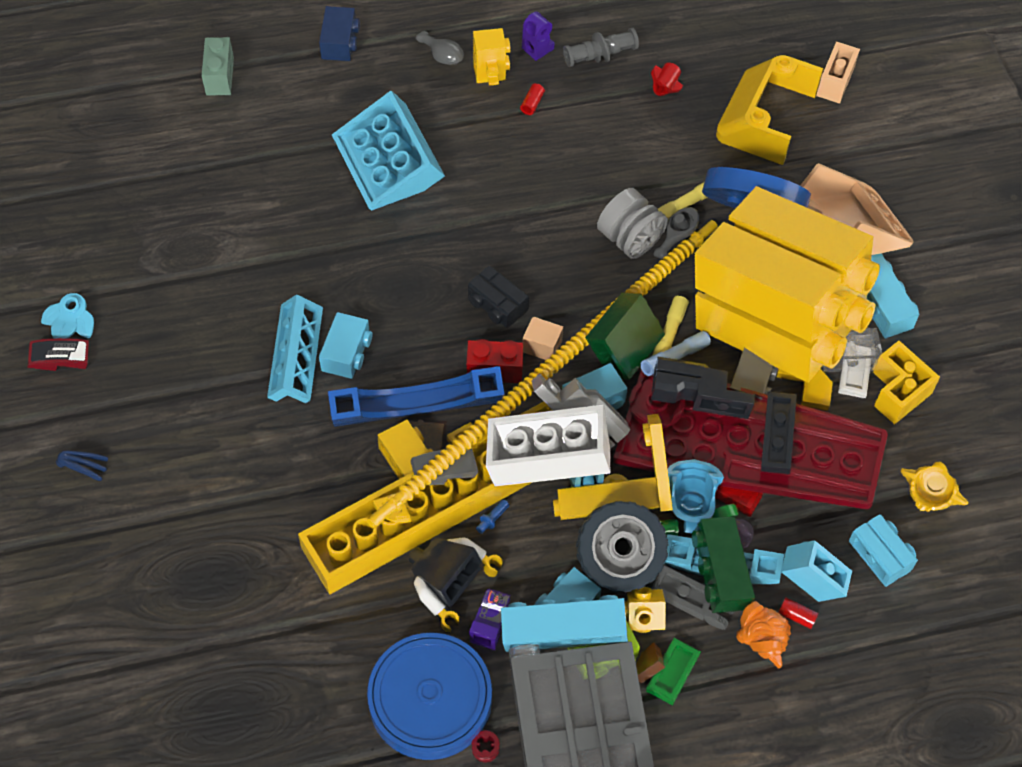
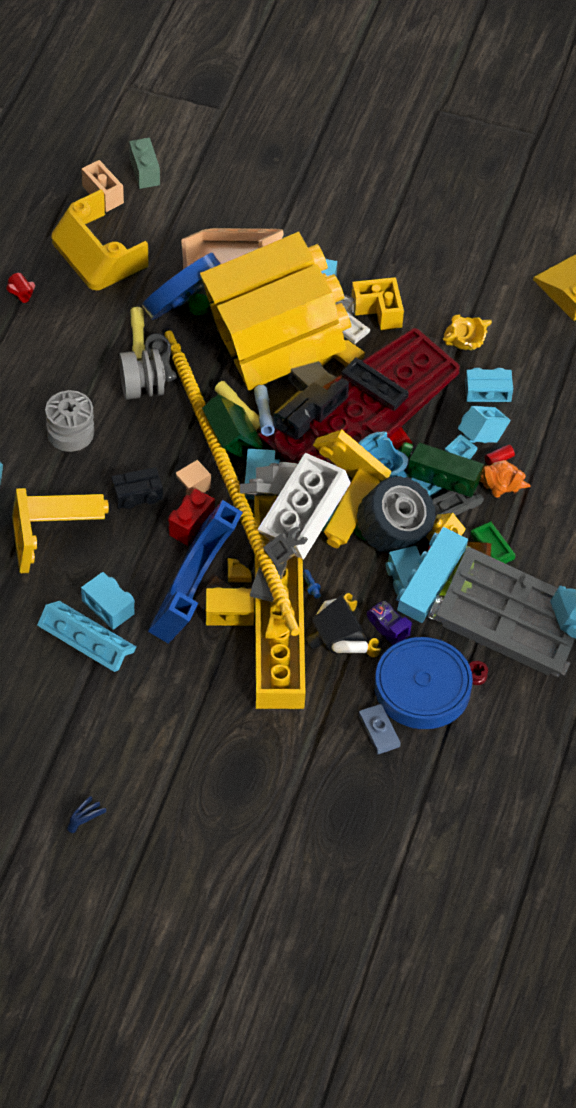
camera: 60 degrees left, 5 degrees down
(346, 684) = (379, 729): none -> sand blue plate
(396, 219) = (49, 509): none -> yellow piece
(476, 453) = (282, 547): none -> dark grey plate
(532, 197) = (69, 420): none -> light grey wheel
(899, 90) = (144, 163): none -> sand green brick

